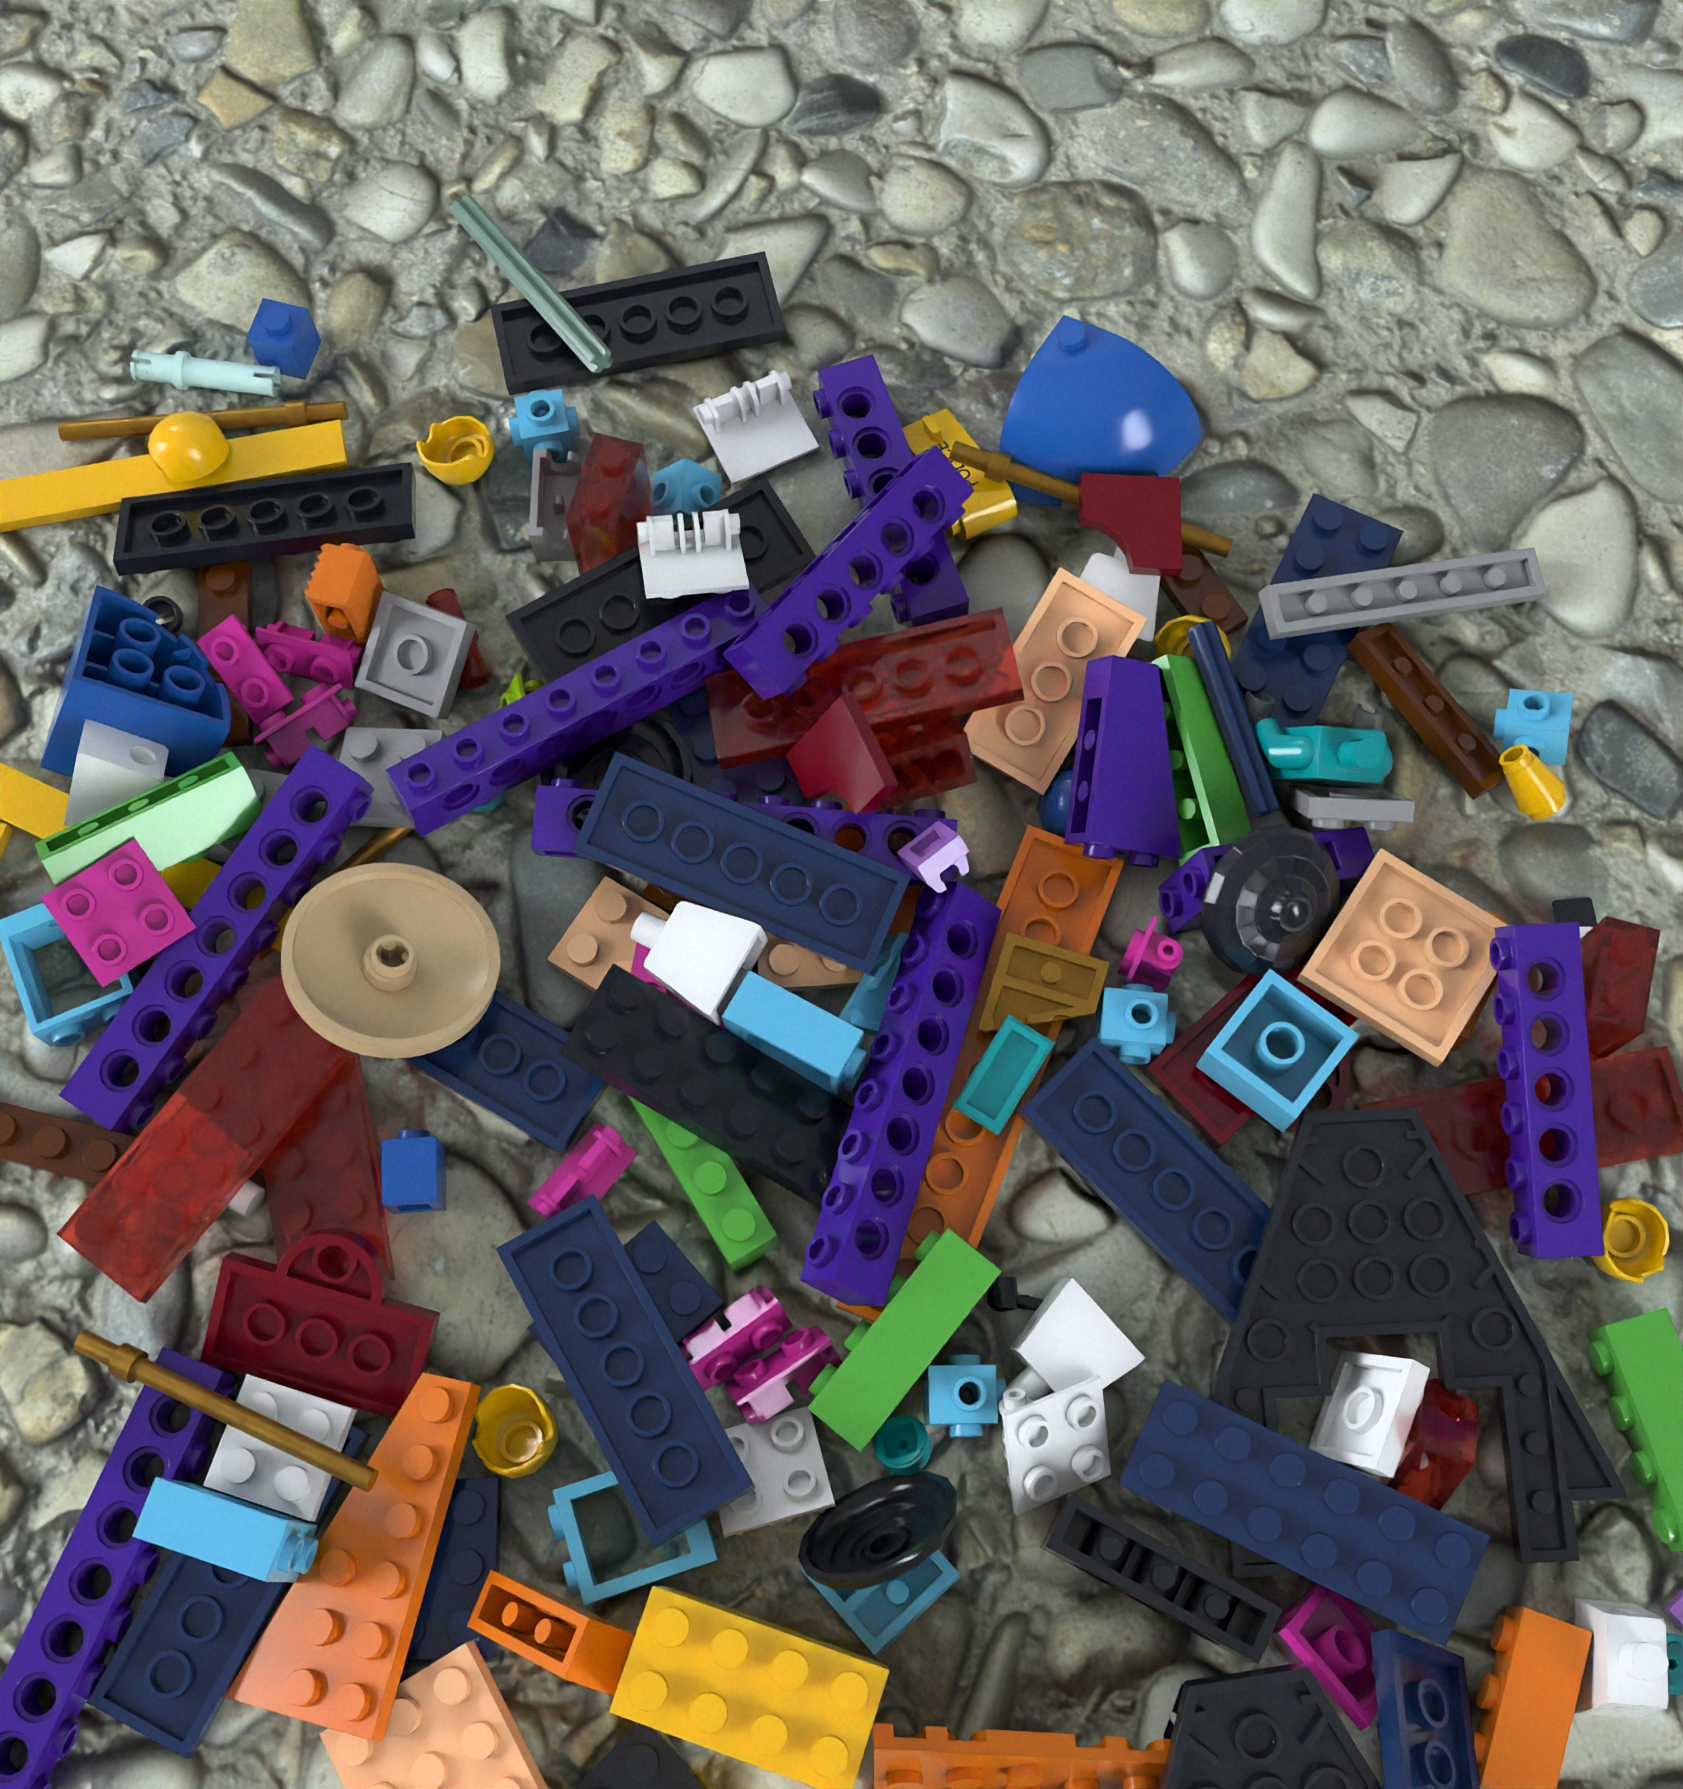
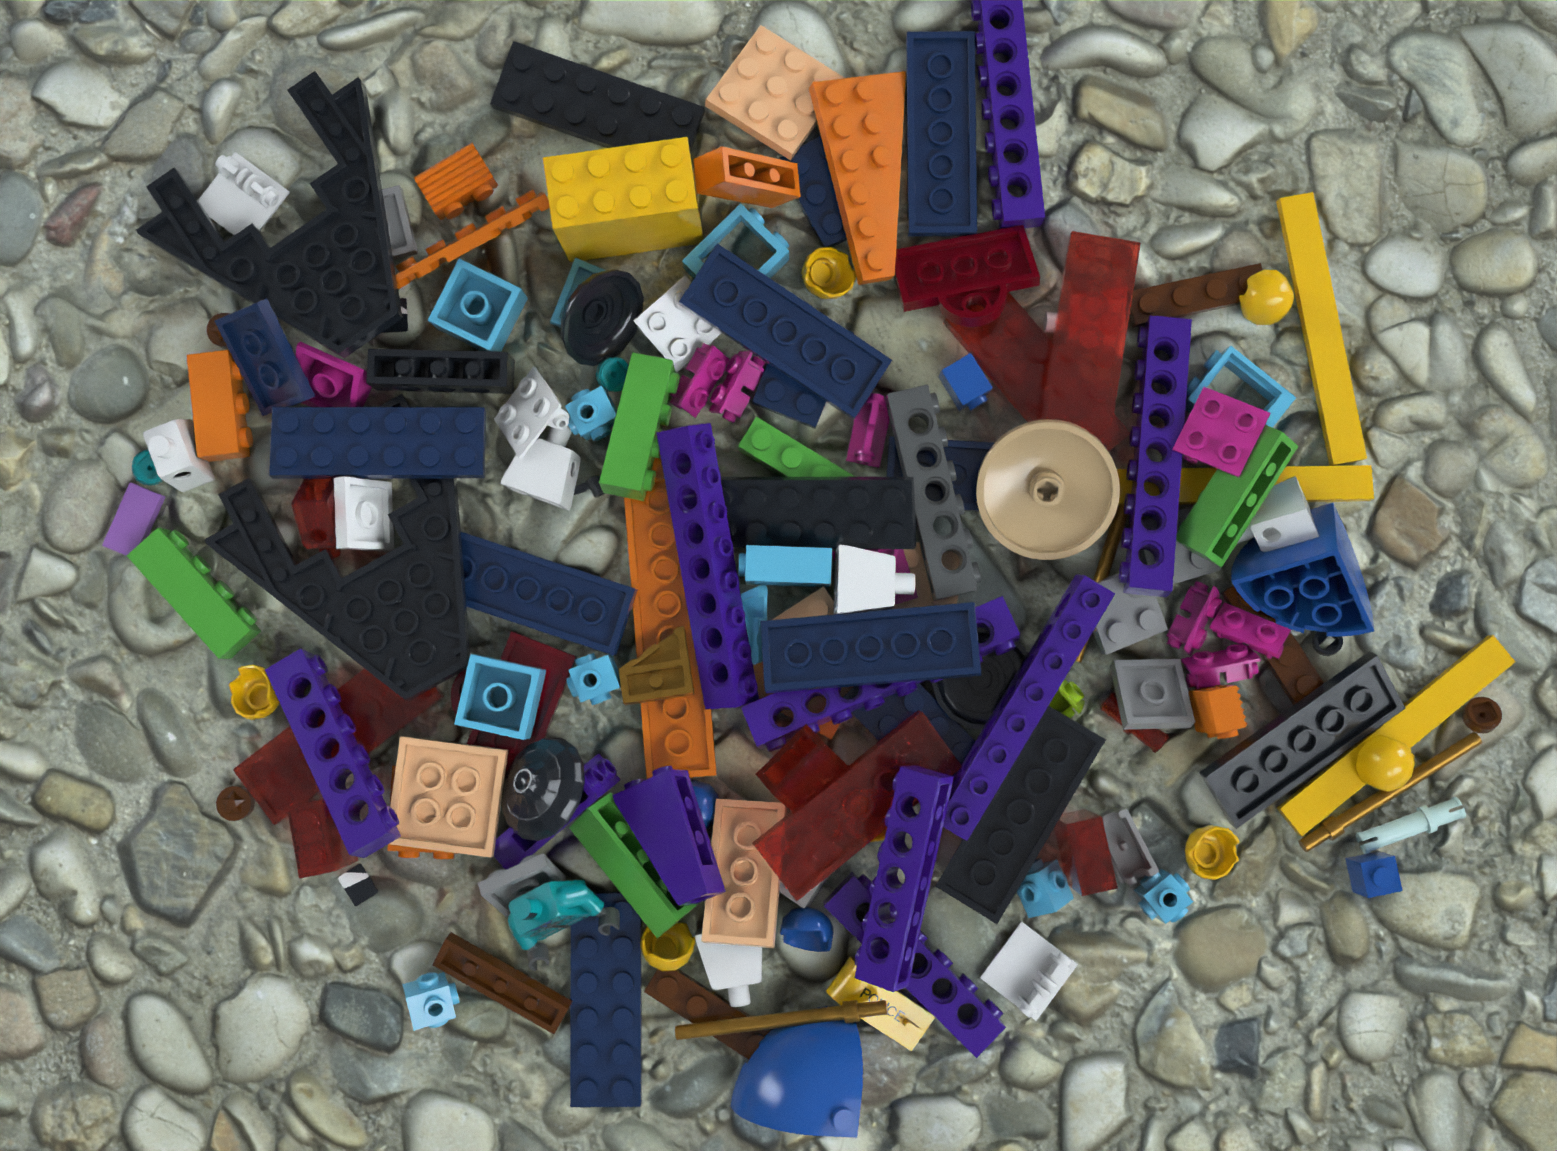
camera: 155 degrees right, 15 degrees up
(37, 450) = (1482, 715): none -> reddish brown tile
(133, 1364) = (1055, 198): pearl gold bar -> none
(226, 1531) = (947, 139): medium azure window -> none
(266, 1474) = (949, 200): white plate -> none
(523, 1172) = (923, 404): none -> dark grey brick
(532, 284) = (1234, 998): sand green axle -> none
(645, 322) = (1148, 1009): black plate -> none
(691, 559) = (1008, 833): white hinge -> none
(843, 758) = (840, 741): dark red tile -> none
(935, 852) = (758, 712): medium lavender tile -> none
(998, 586) = (807, 929): none -> blue hair
(1003, 1074) = (655, 605): teal tile -> none
(1061, 1649) = (477, 308): none -> medium azure brick
(1139, 516) = (741, 1018): dark red tile -> none
(1151, 959) = (601, 720): dark pink hinge -> none
(1233, 719) = (619, 904): dark blue axle -> none
(1401, 593) = (550, 1054): light grey plate -> none
(1532, 783) = (416, 959): yellow cone -> none

